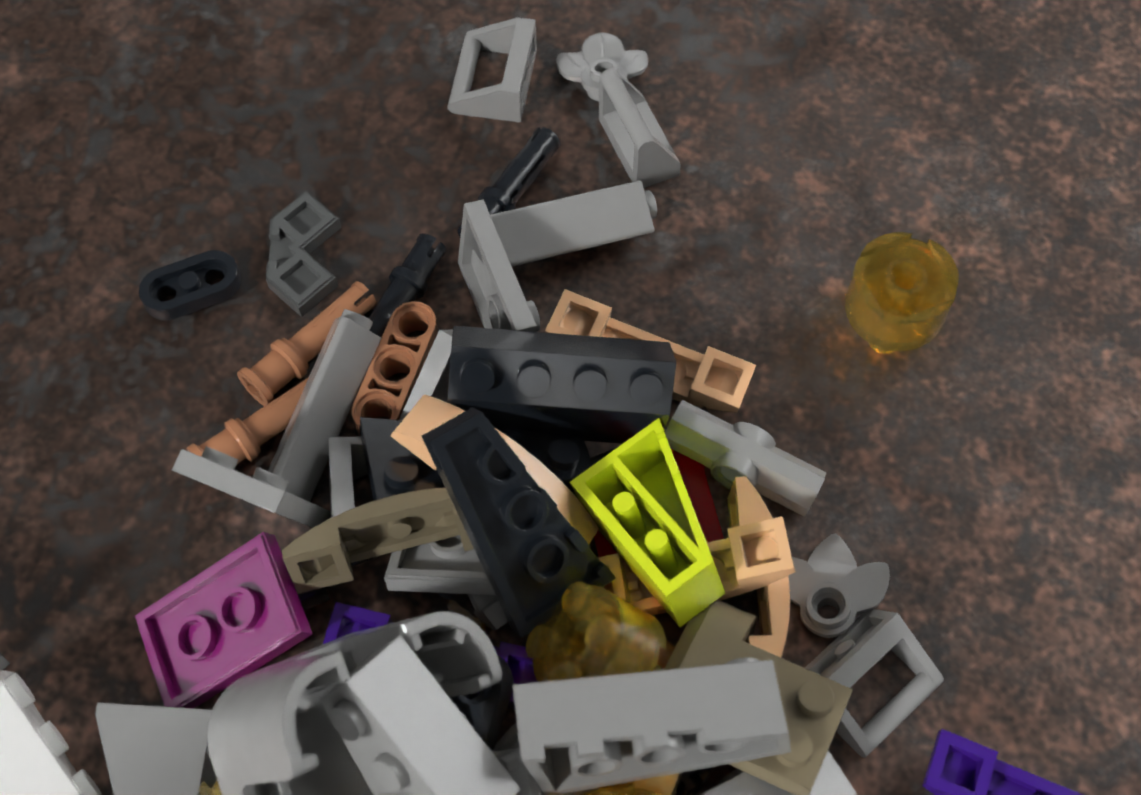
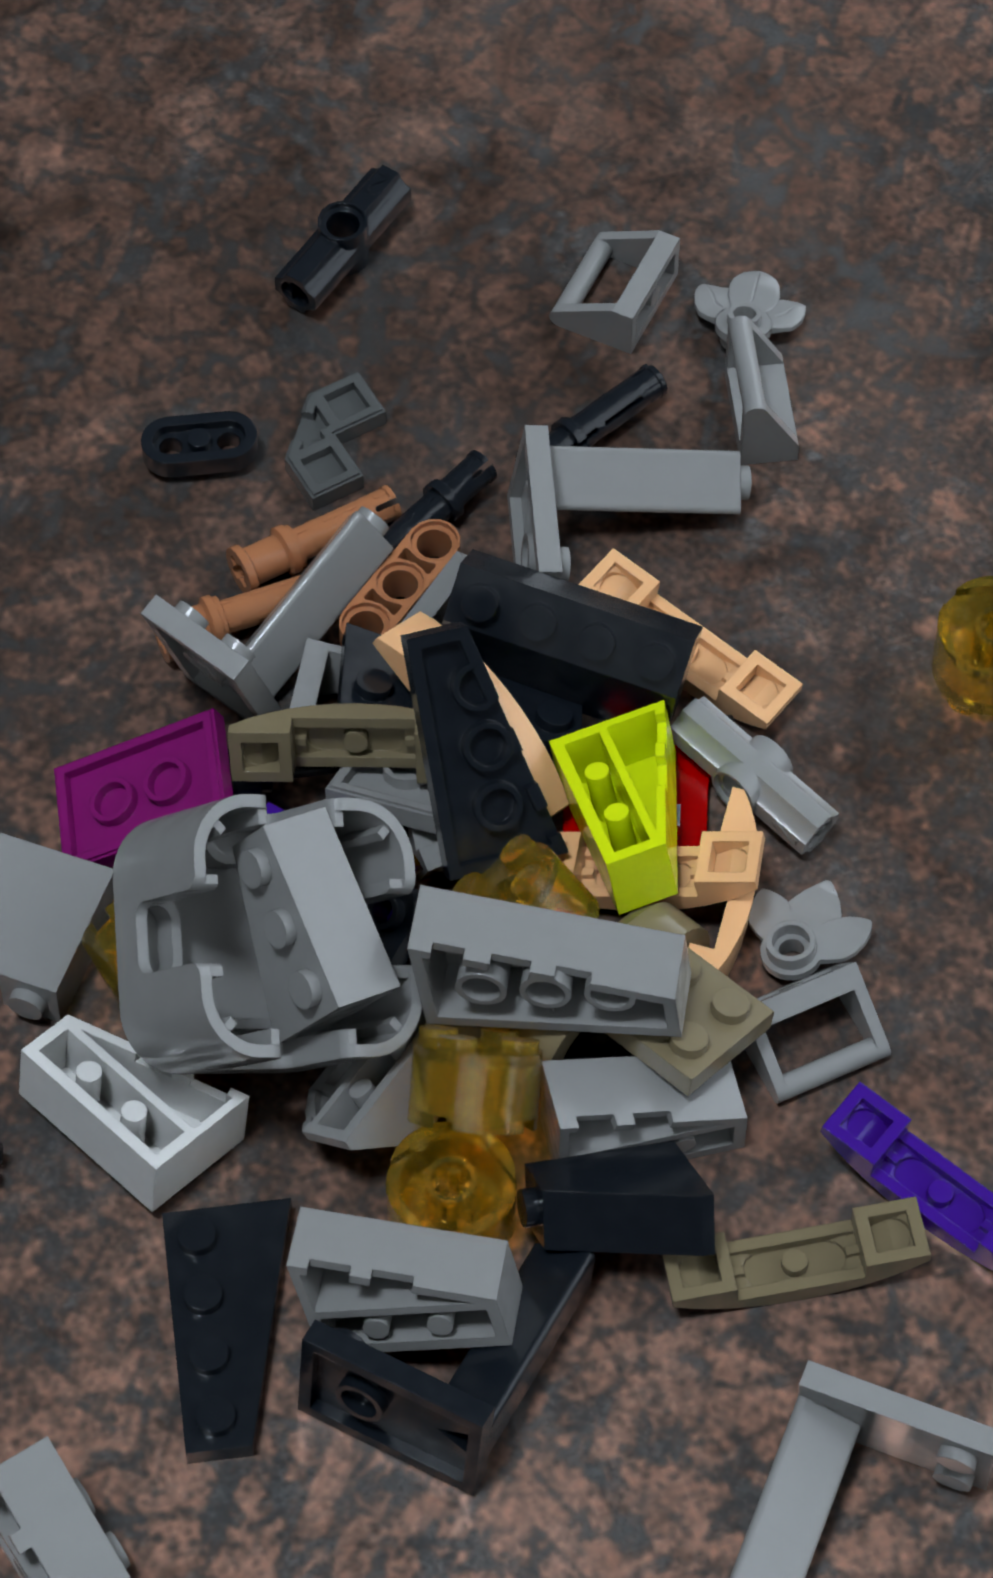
camera: 15 degrees right, 5 degrees down
(264, 85) = (343, 239): none -> black piece

